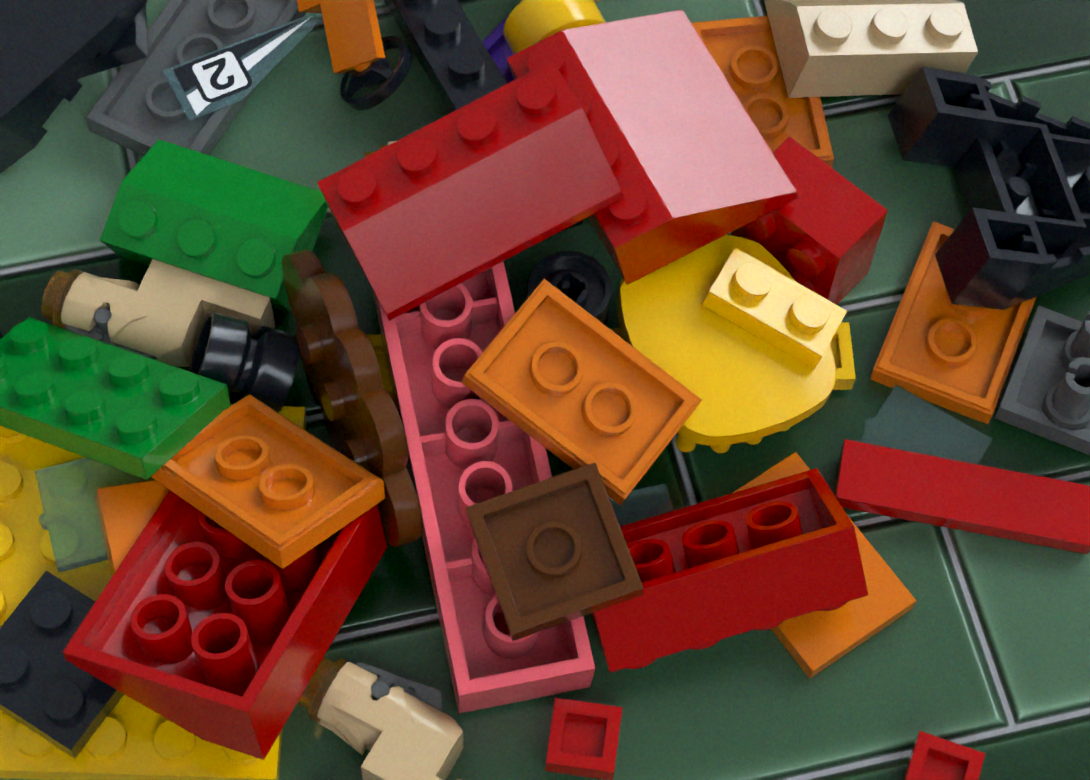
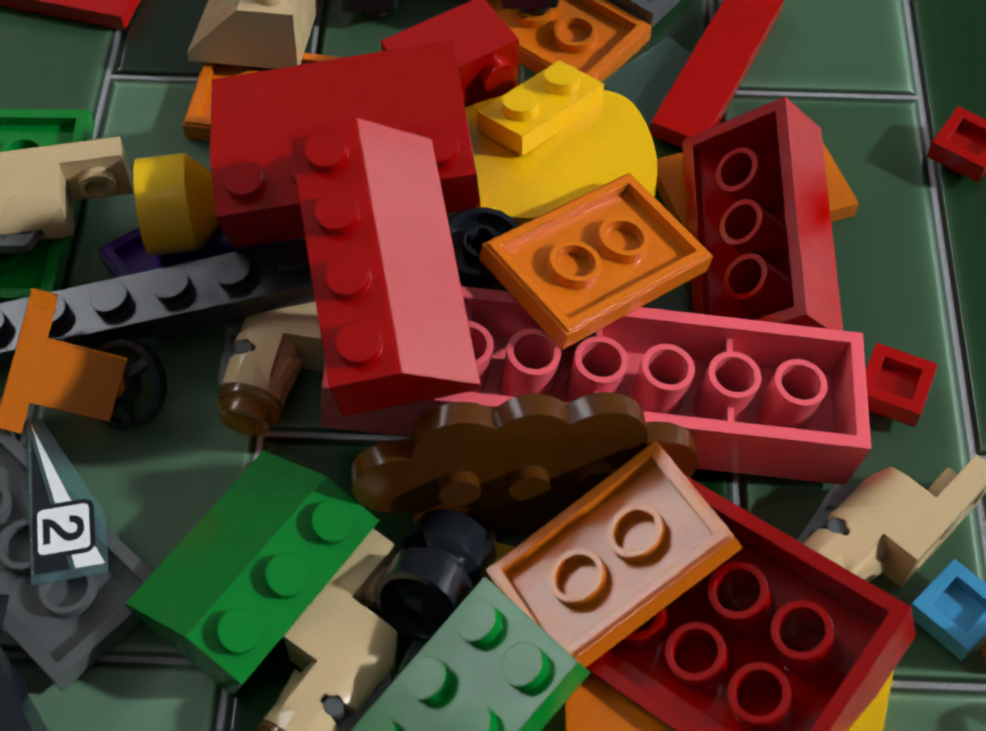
camera: 70 degrees left, 5 degrees down
(554, 551) = (761, 319): reddish brown plate -> none

